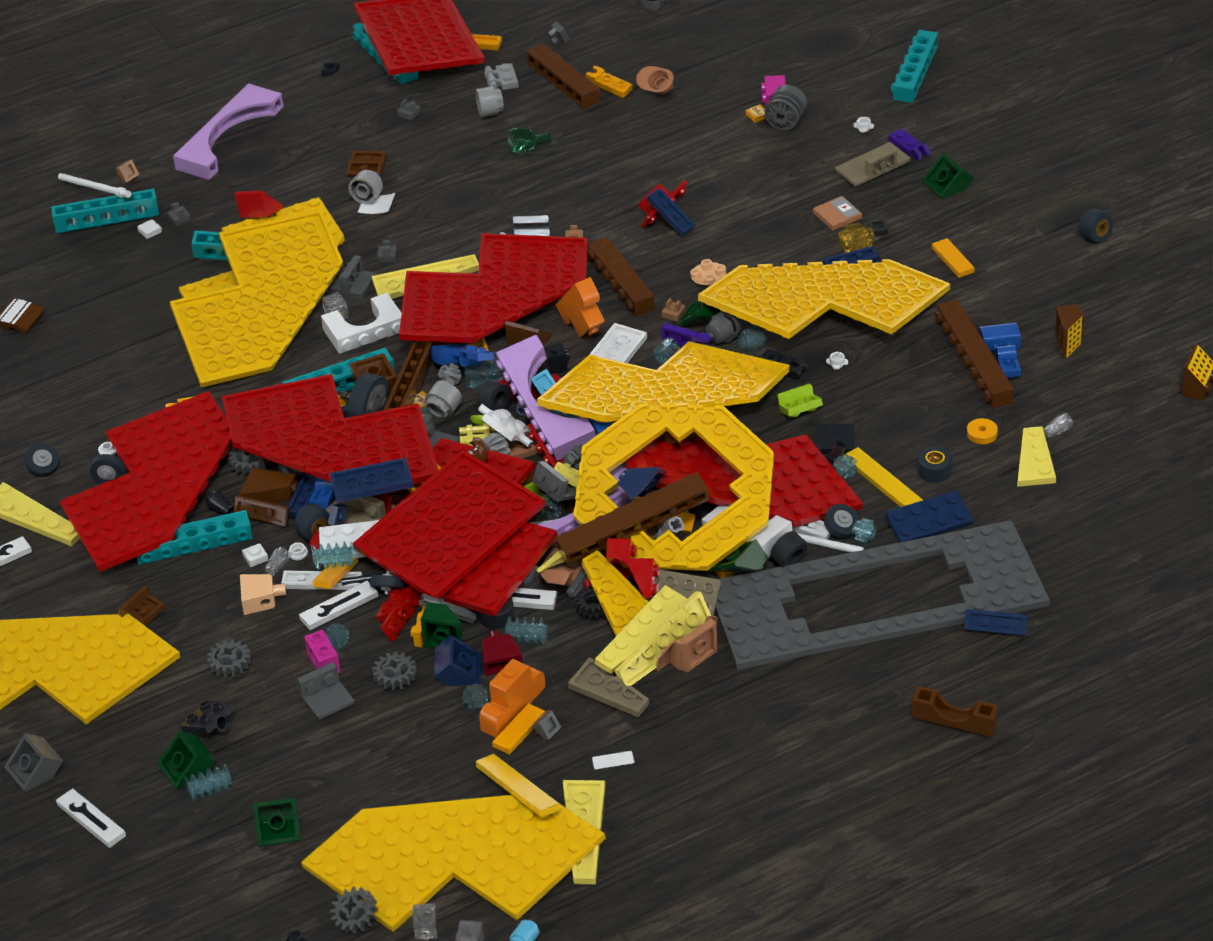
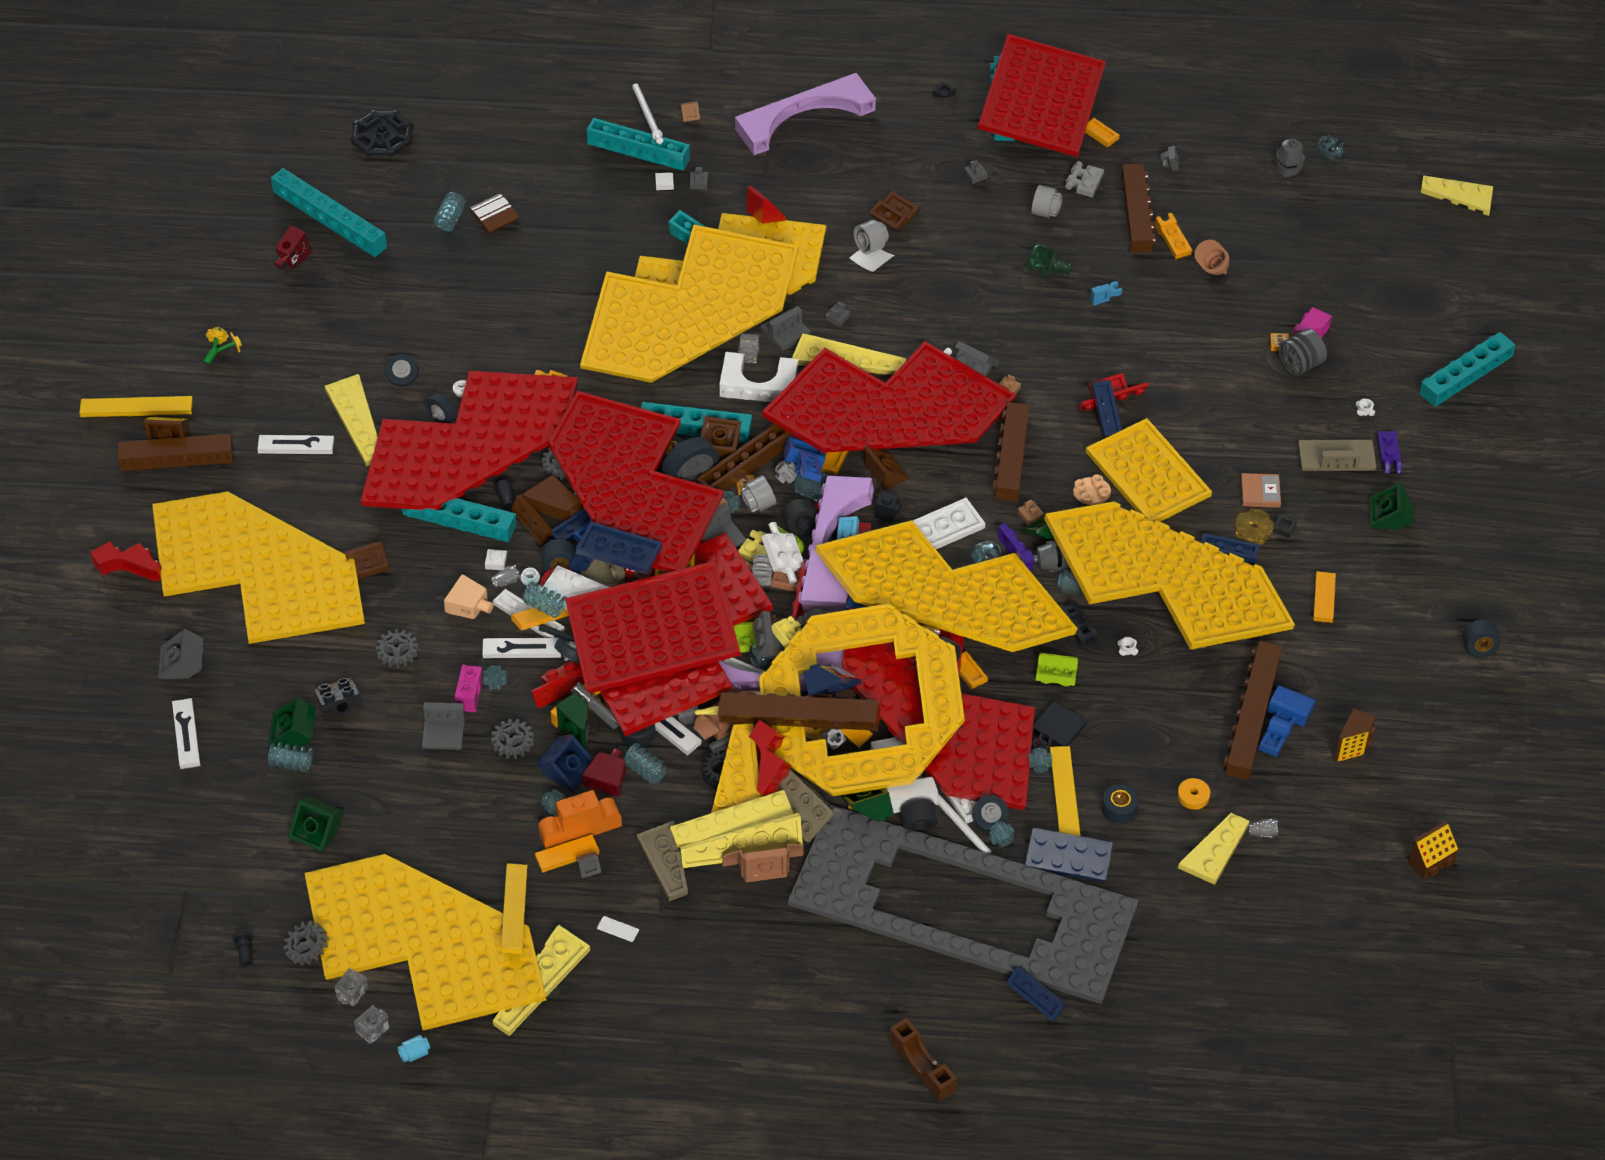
camera: 30 degrees right, 10 degrees up
(479, 449) = (731, 569): reddish brown hair -> none
(580, 308) = (940, 472): orange brick -> none
(591, 141) = (1103, 293): none -> dark azure plate
(739, 239) = (1148, 471): none -> yellow plate

